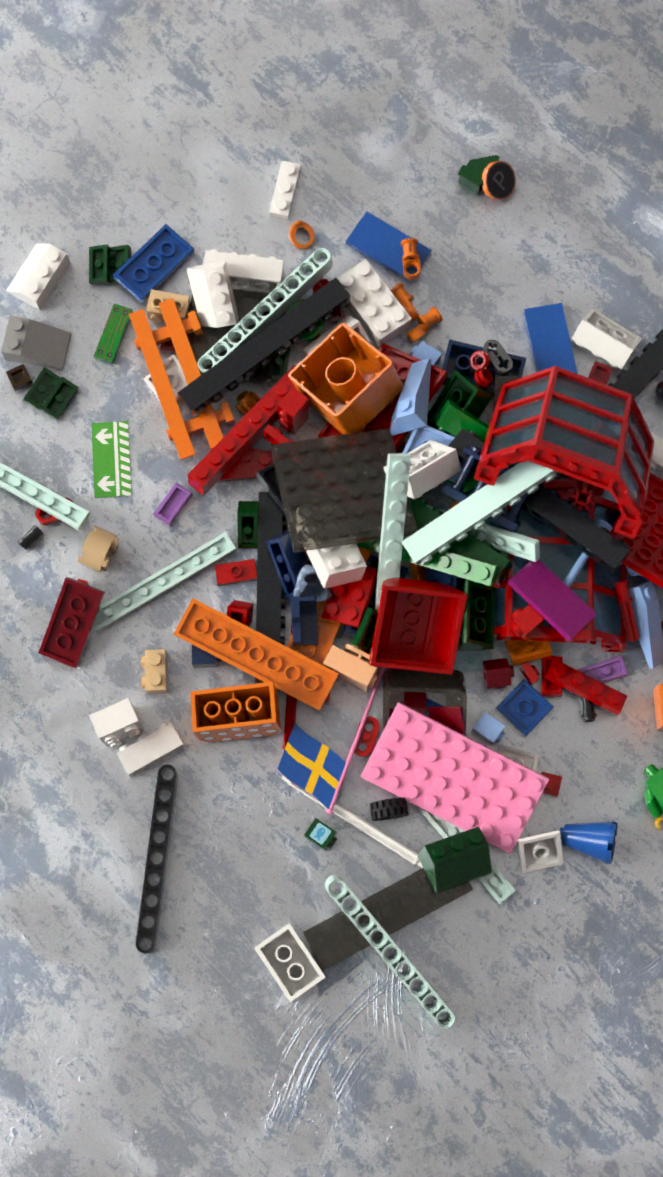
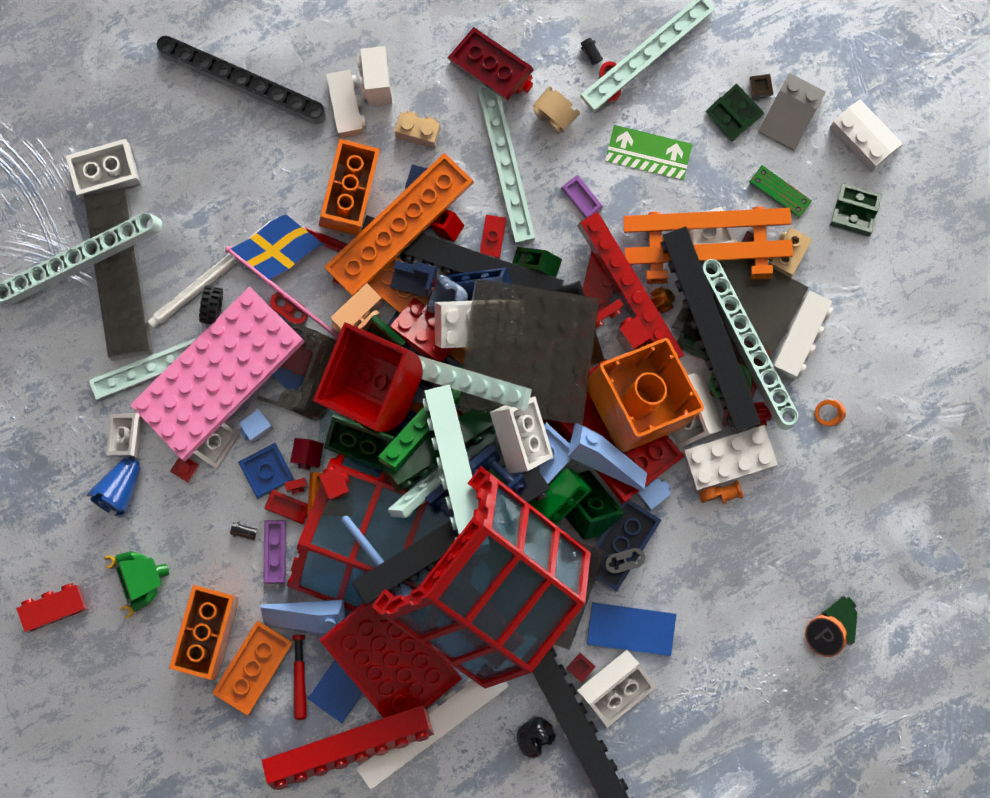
camera: 110 degrees right, 5 degrees up
(153, 263) = (843, 252): blue tile -> none
(213, 295) = (781, 297): white slope -> none
(285, 189) = (886, 412): white plate -> none
(321, 835) = (210, 236): brick -> none
(383, 244) = (789, 498): blue tile -> none
(413, 261) = (766, 513): orange connector -> none
(425, 323) = (693, 507): orange connector -> none
(449, 716) = (274, 386): dark red piece -> none
(456, 859) = (137, 347): dark green slope -> none
(474, 360) = (623, 536): red plate -> none
(483, 377) = (606, 537): red plate -> none
(552, 599) = (345, 513): magenta tile -> none
(586, 686) = (263, 534): red plate -> none
(627, 611) = (314, 597): red axle -> none

